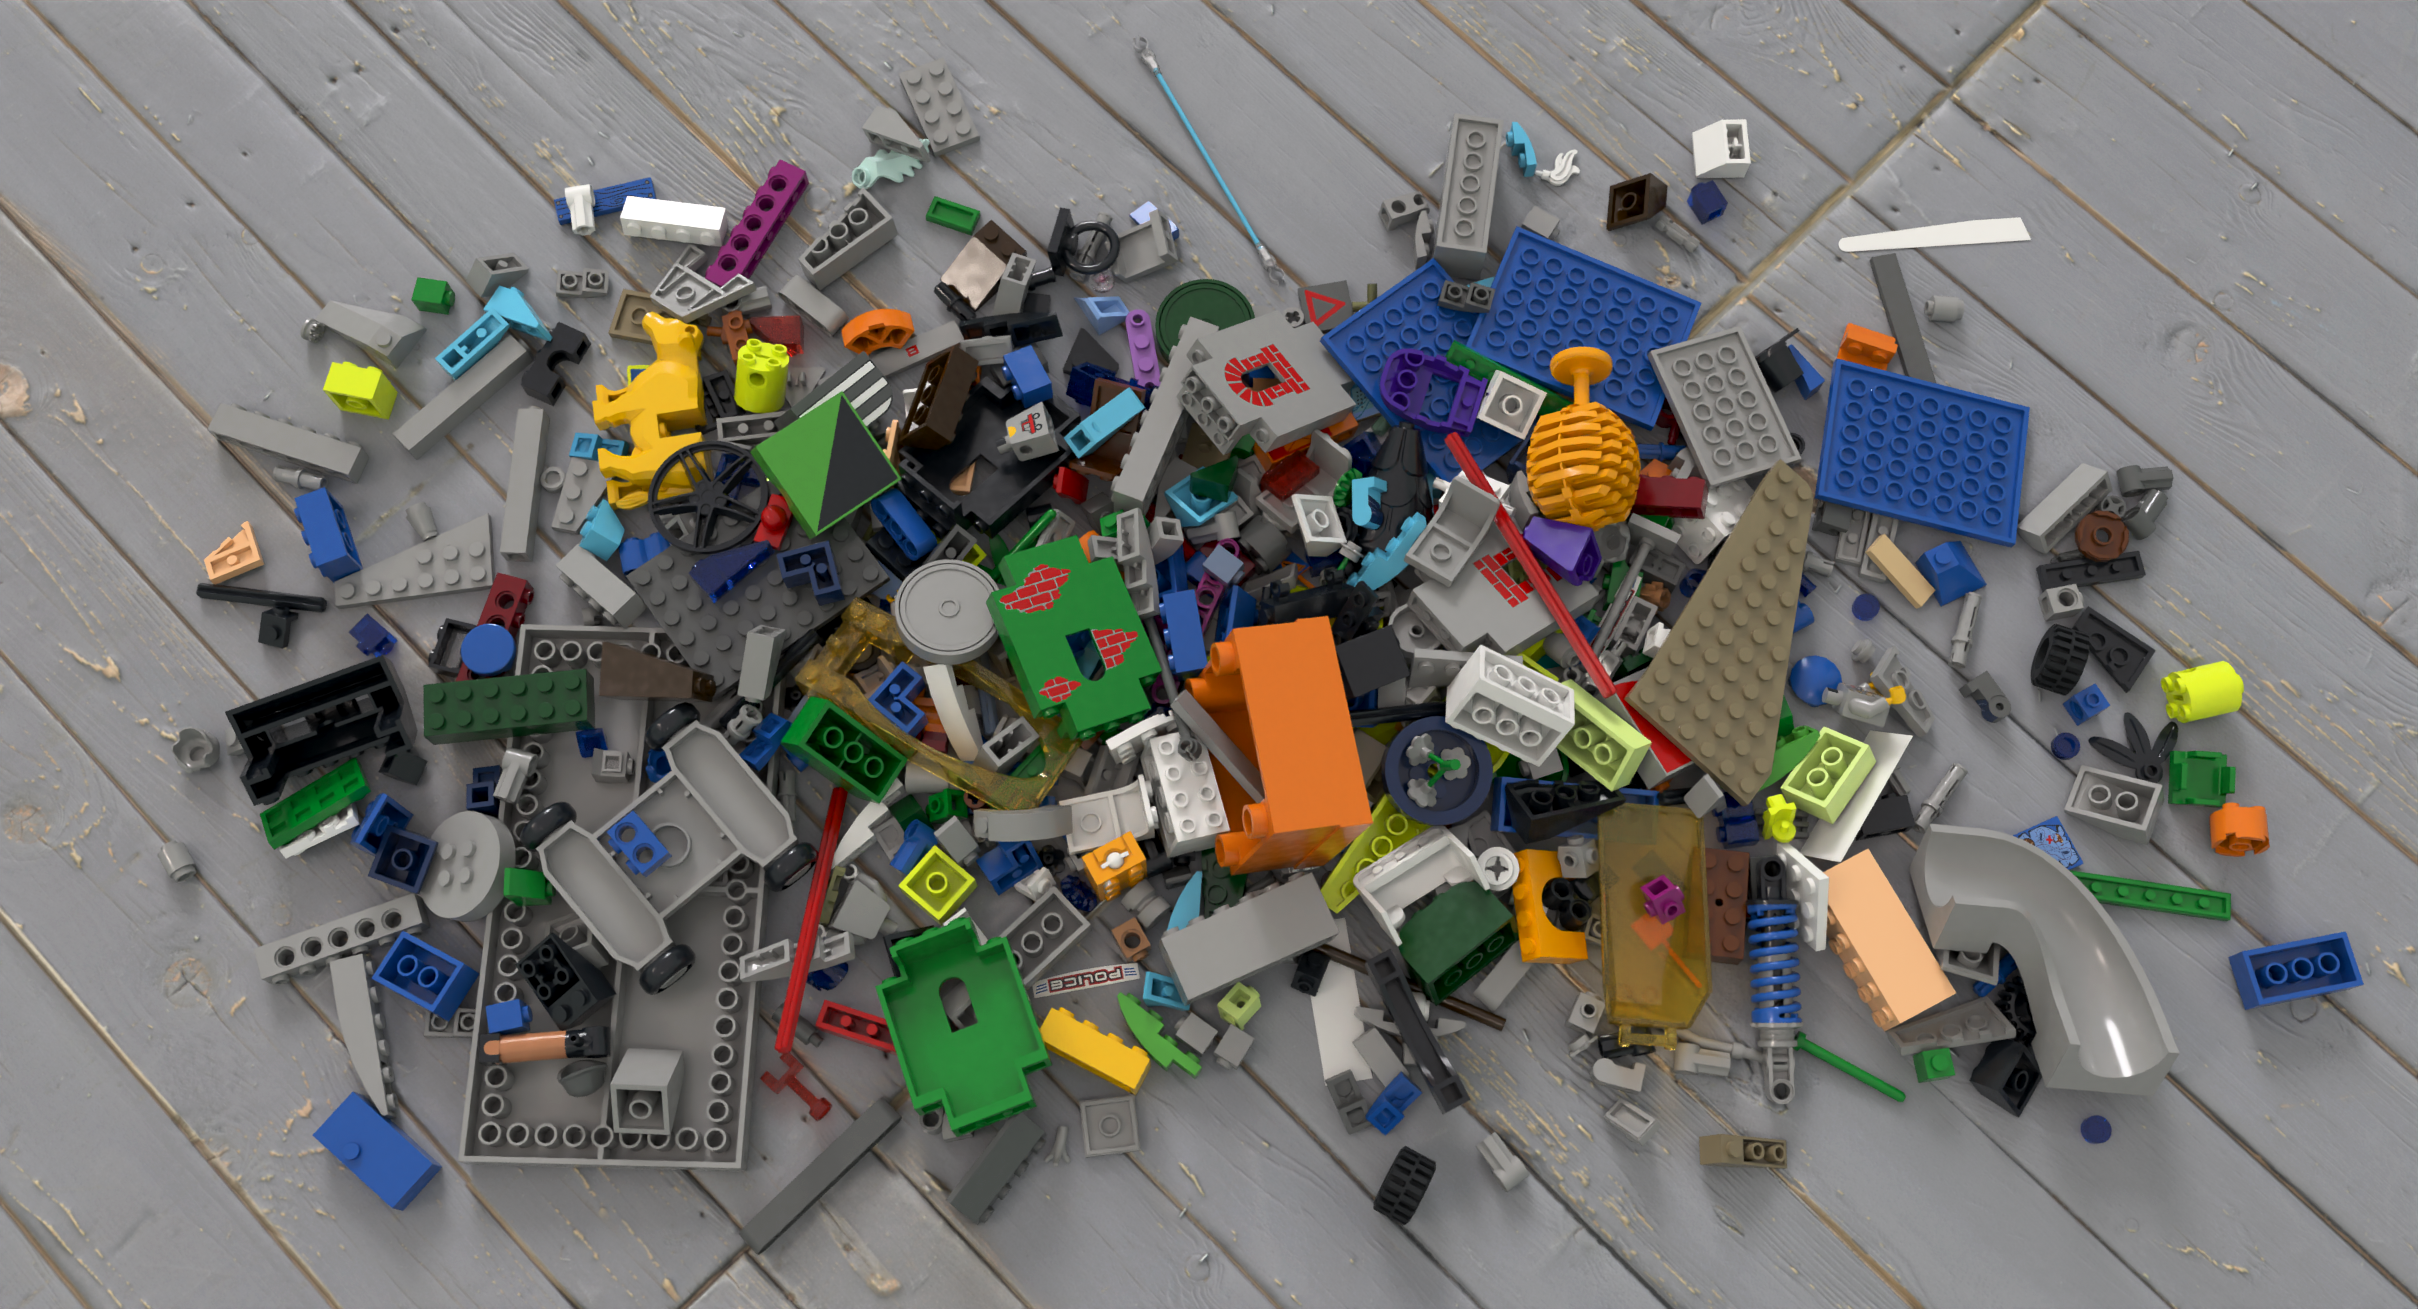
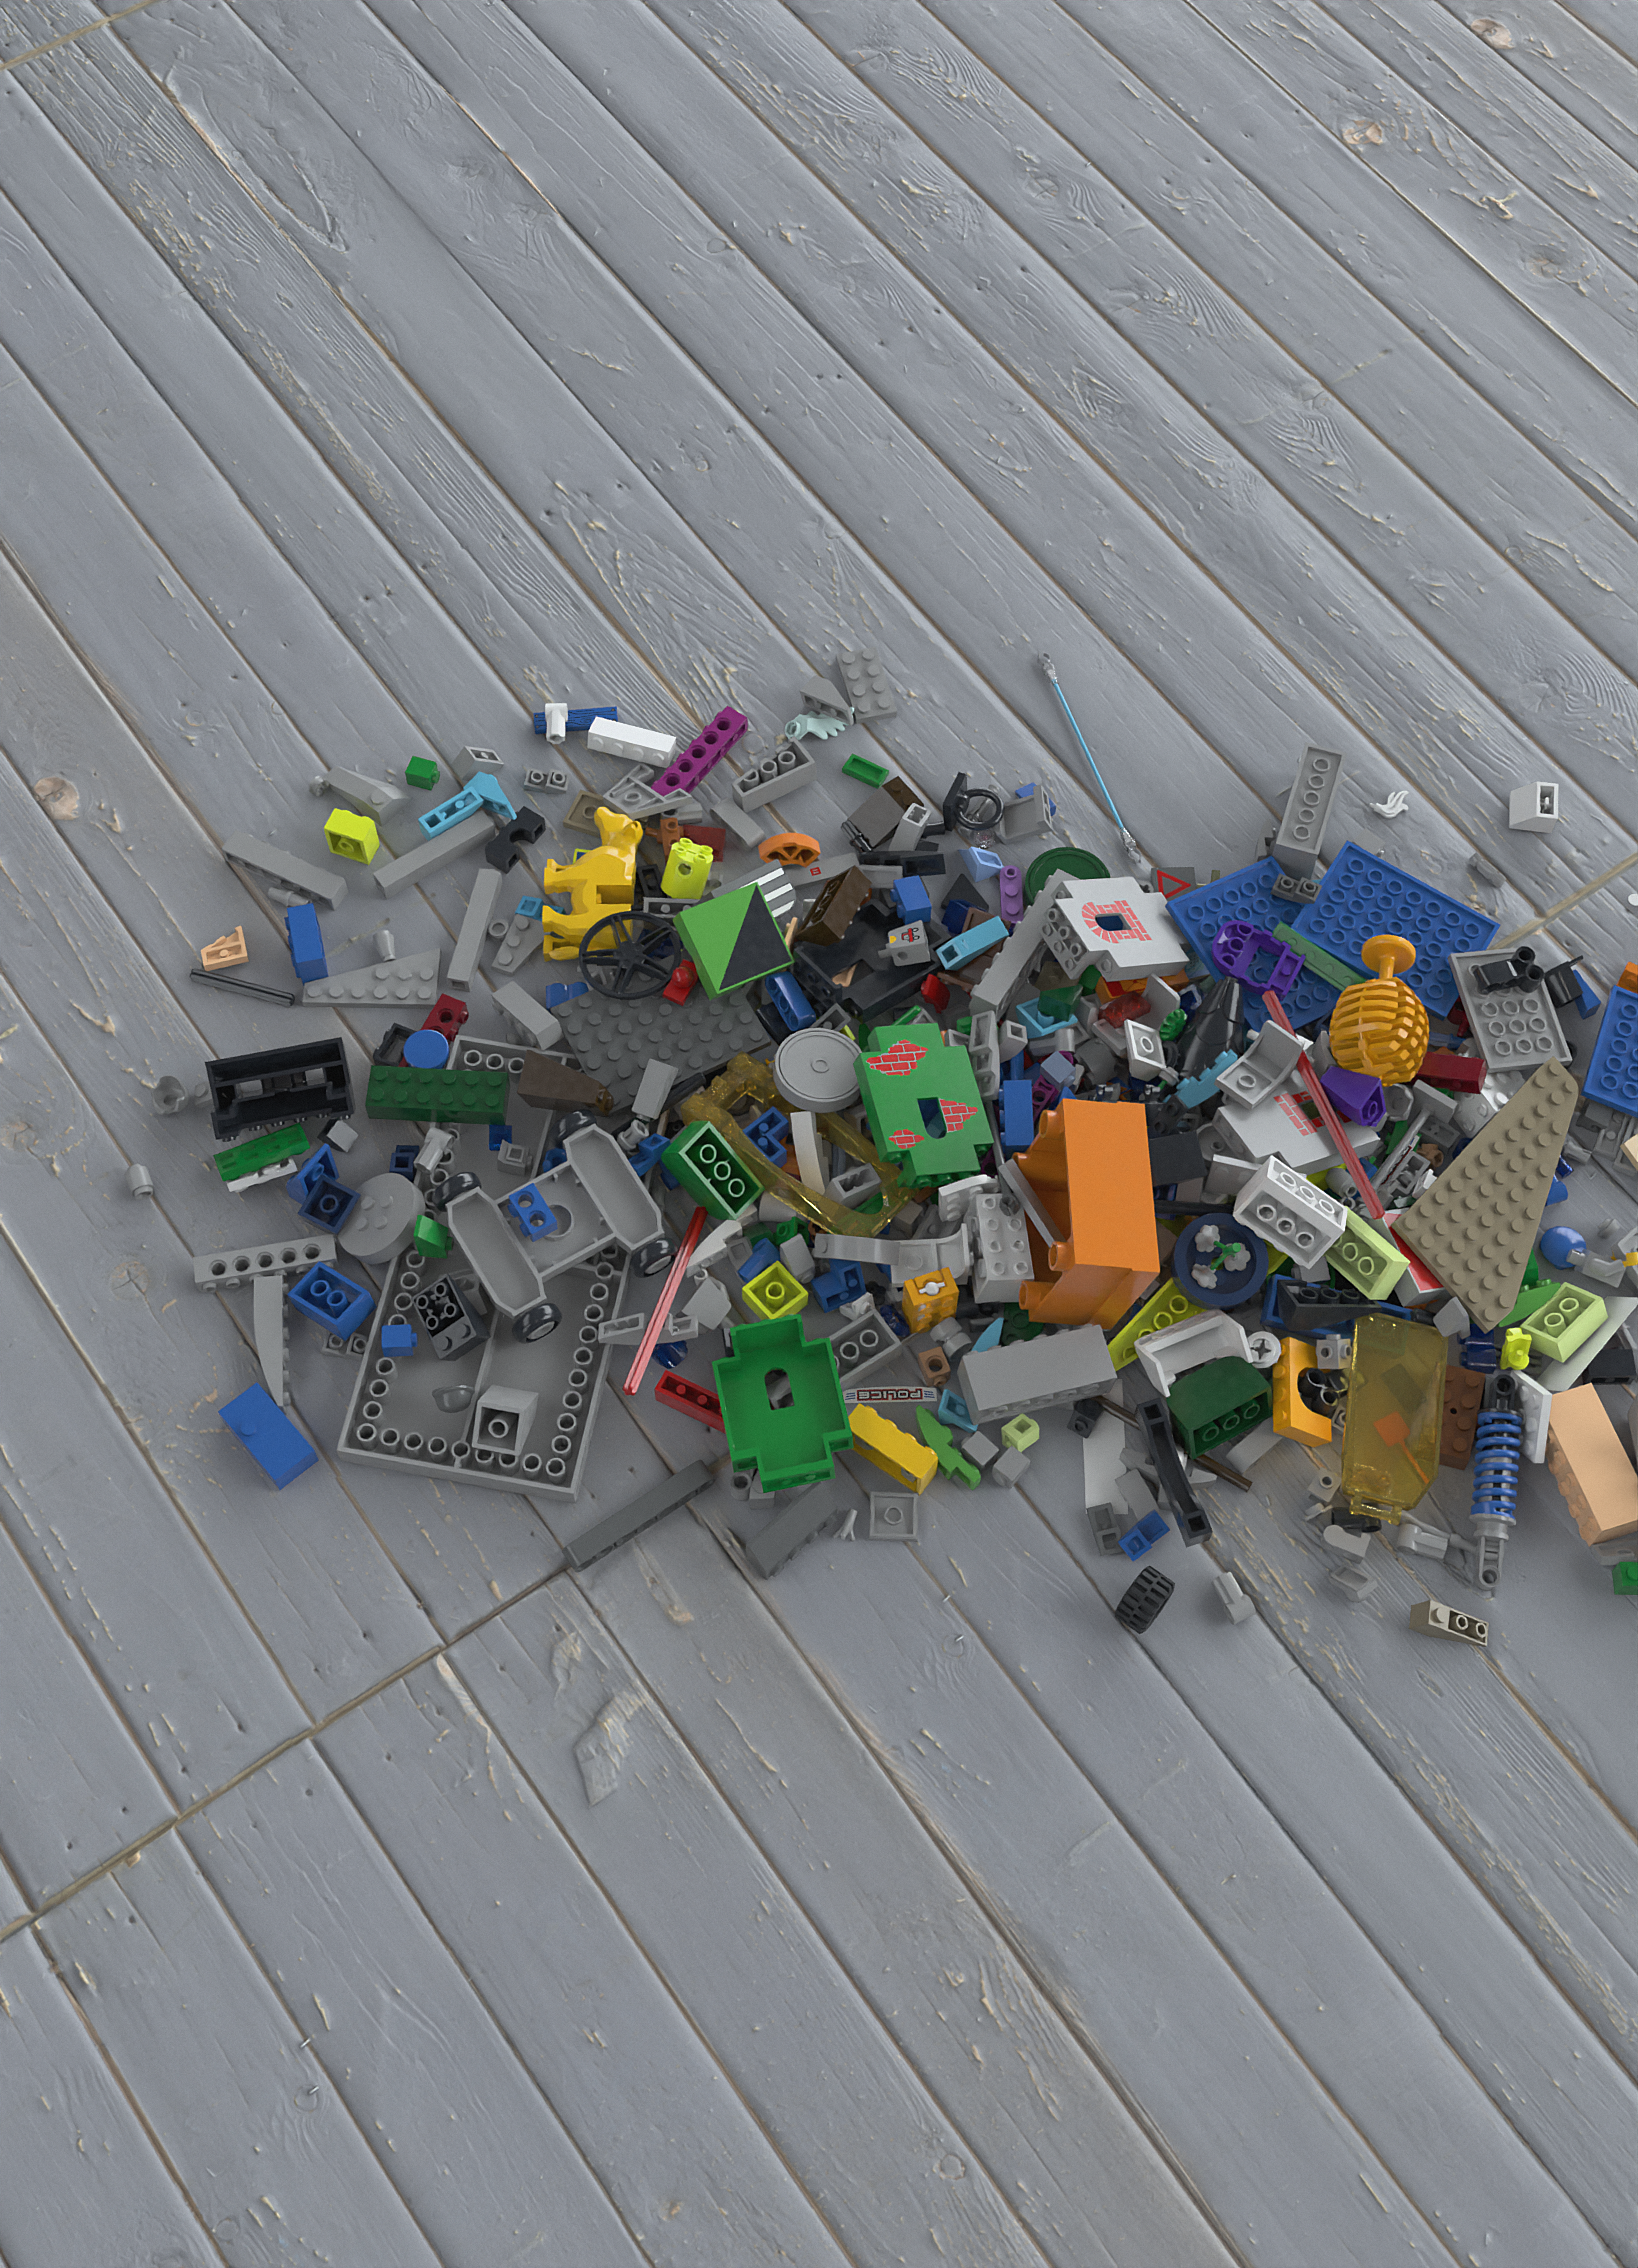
camera: 10 degrees right, 10 degrees down
(276, 626) = (251, 1010): black bracket -> none
(372, 637) = (329, 1027): clear blue brick -> none
(586, 1043) = (461, 1370): piece -> none
(602, 531) = (534, 974): medium azure slope -> none
(726, 569) = (636, 1012): clear blue slope -> none
(804, 1031) = (642, 1398): dark grey cylinder -> none
(813, 565) = (711, 1019): dark blue brick -> none
(818, 1107) = (645, 1460): clear red bar -> none
(831, 894) = (683, 1287): olive wing -> none
(1247, 559) = (1079, 1075): none -> light grey tile
(1367, 501) = (1188, 1036): medium azure leg -> none
(1402, 209) = (1249, 817): light grey leg -> none
(1510, 404) = (1322, 978): white brick -> none
(1521, 147) = (1360, 783): medium azure slope -> none
(1635, 201) = (1453, 837): dark brown slope -> none
(1663, 899) = (1404, 1398): magenta brick -> none
(1707, 201) = (1516, 847): clear blue brick -> none
(1721, 365) = (1511, 973): none -> black piece
(1848, 1068) = (1552, 1570): green bar -> none
(1865, 607) = (1615, 1194): clear blue tile -> none

